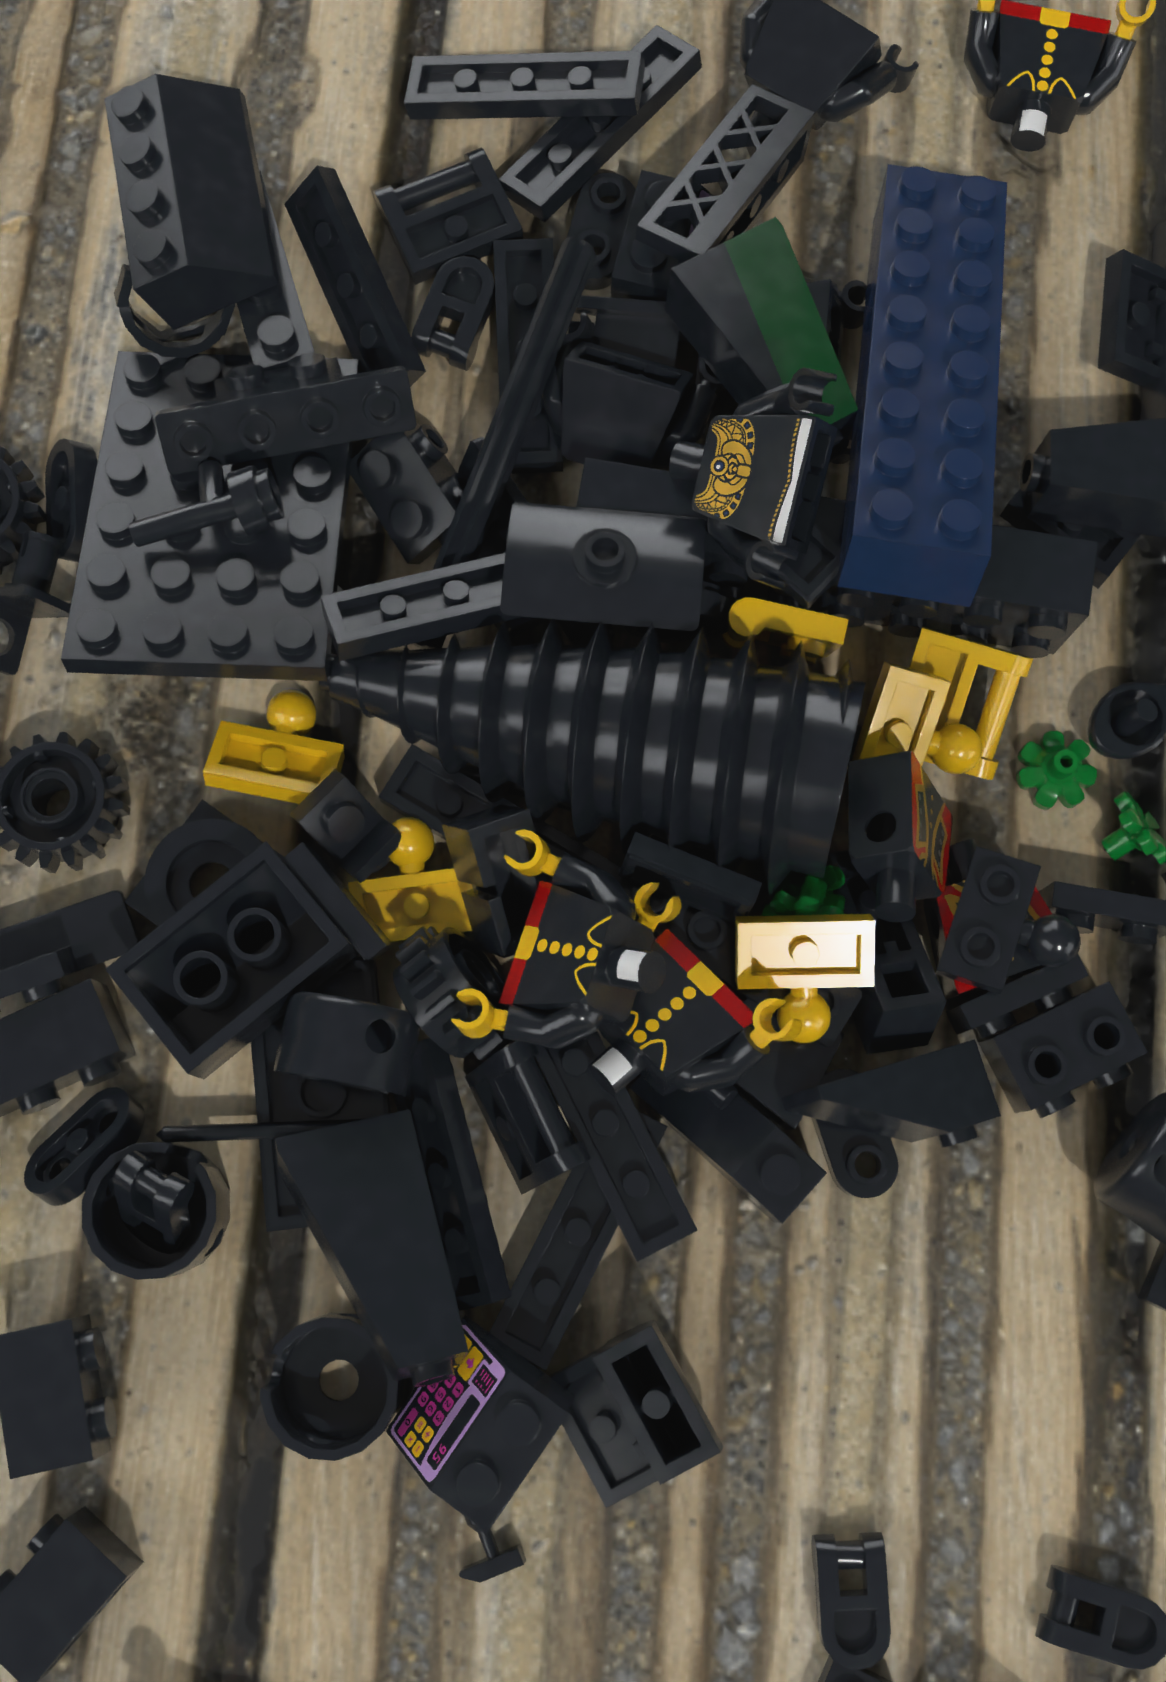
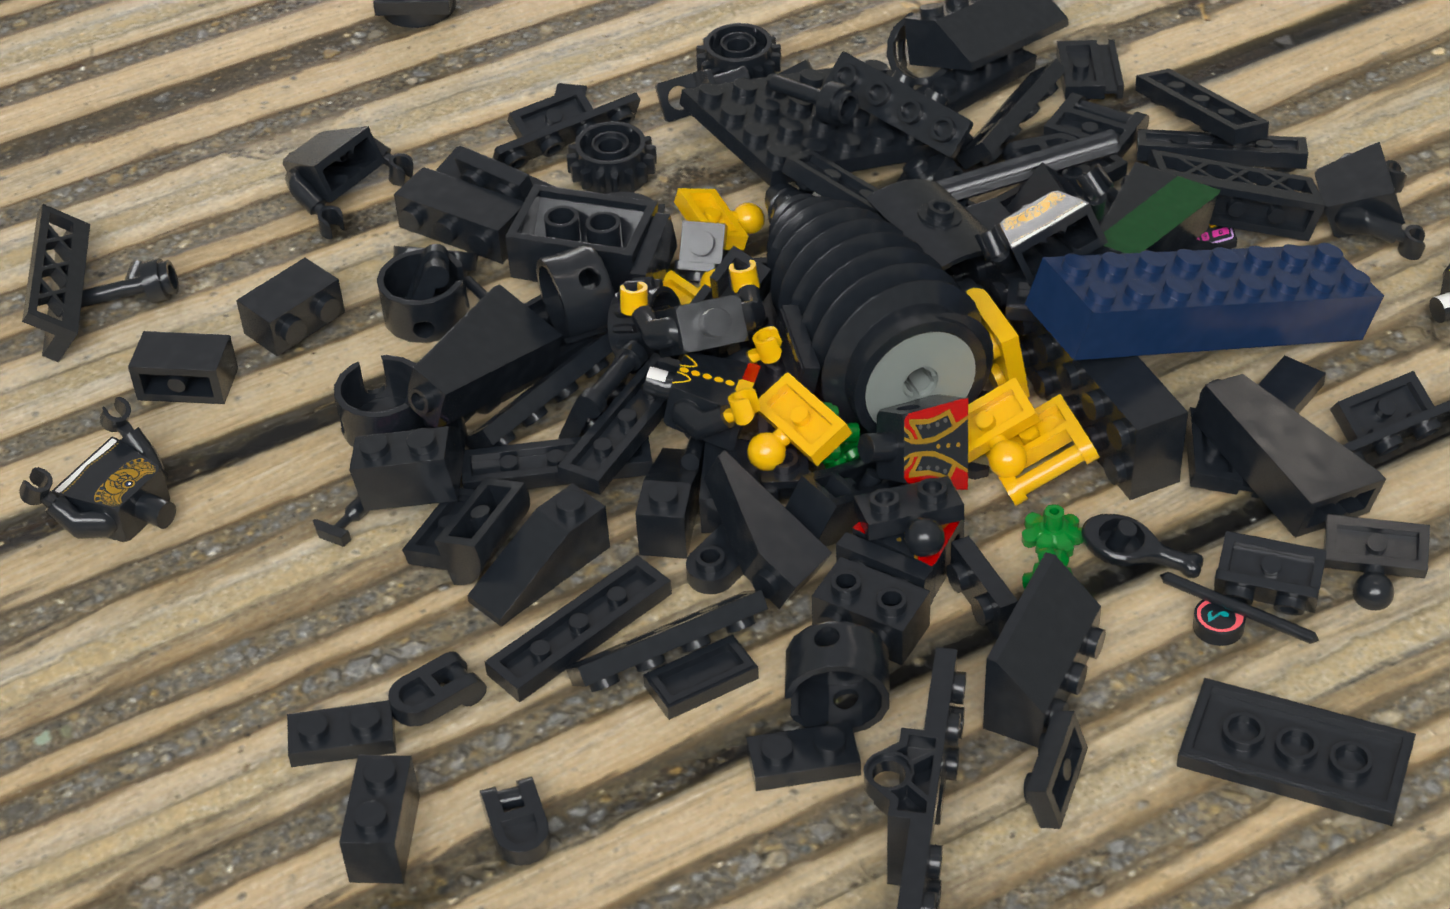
camera: 60 degrees right, 35 degrees down
(338, 132) = (1090, 69): none -> black plate
(728, 1351) = (544, 552): none -> black slope
(866, 1377) = (578, 628): none -> black plate
(954, 1294) = (649, 648): none -> black plate
(1014, 1283) = (700, 676): none -> black tile
(1028, 391) = (1293, 382): none -> black tile

